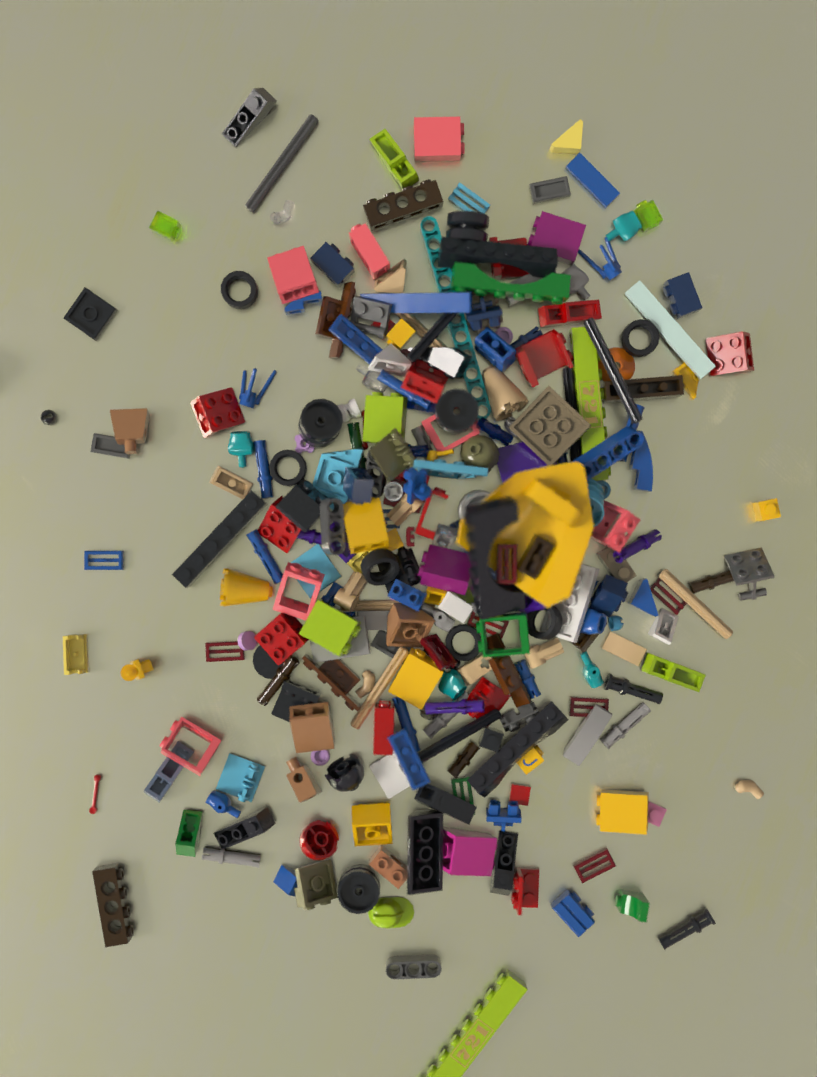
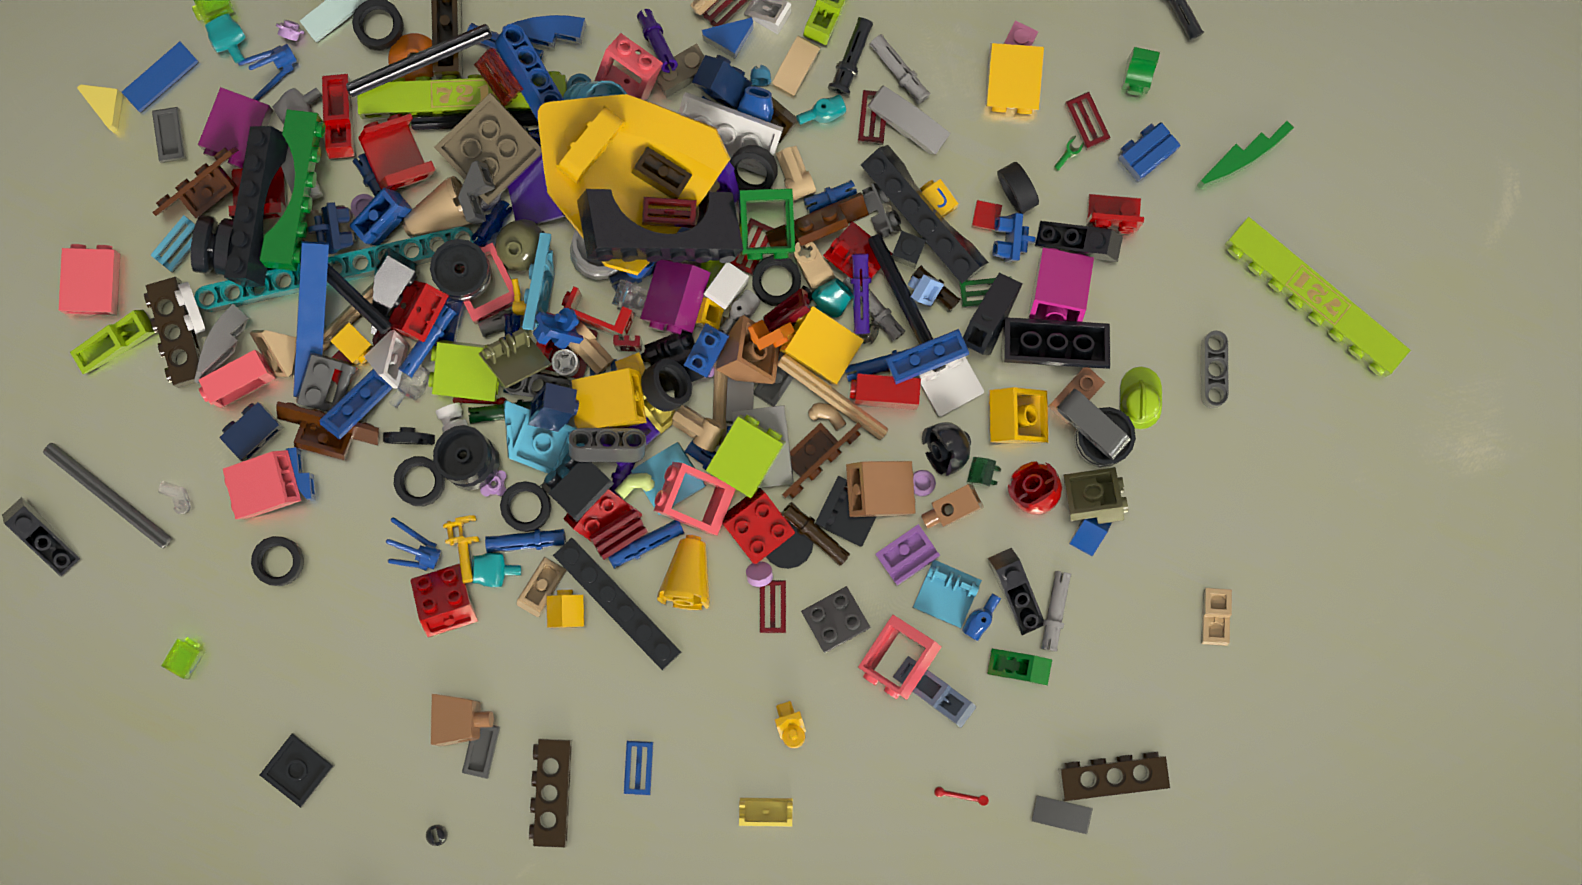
camera: 85 degrees left, 5 degrees down
(51, 503) = (560, 751): none -> dark brown brick
(83, 868) = (1062, 814): none -> dark grey slope
(213, 501) = (565, 610): none -> yellow brick
(217, 698) = (835, 619): none -> dark grey hinge
(233, 973) = (1216, 616): none -> tan slope
(257, 424) = (463, 549): none -> yellow piece
(266, 748) = (907, 555): none -> medium lavender plate
(268, 538) = (619, 538): none -> dark red tile
(298, 375) = (399, 486): none -> black tyre
(309, 547) = (636, 480): none -> yellowish green arm
(330, 800) = (982, 471): none -> clear green tile
(335, 379) = (408, 436): none -> black plate
(365, 883) = (1093, 424): none -> dark grey beam
(396, 237) = (221, 341): none -> light grey slope
(412, 216) = (193, 319): none -> white plate
(417, 638) = (762, 337): none -> orange bracket
(461, 753) = (925, 289): none -> light blue tile
(509, 219) = (205, 189): none -> reddish brown bracket
(523, 419) = (476, 183): none -> dark grey slope
(540, 818) = (1018, 187): none -> black tyre
(570, 854) = (1068, 153): none -> green hand
(571, 979) = (1239, 159): none -> green slope
(603, 432) = (500, 74): none -> clear red tile
(632, 273) = (289, 30): none -> lavender plate

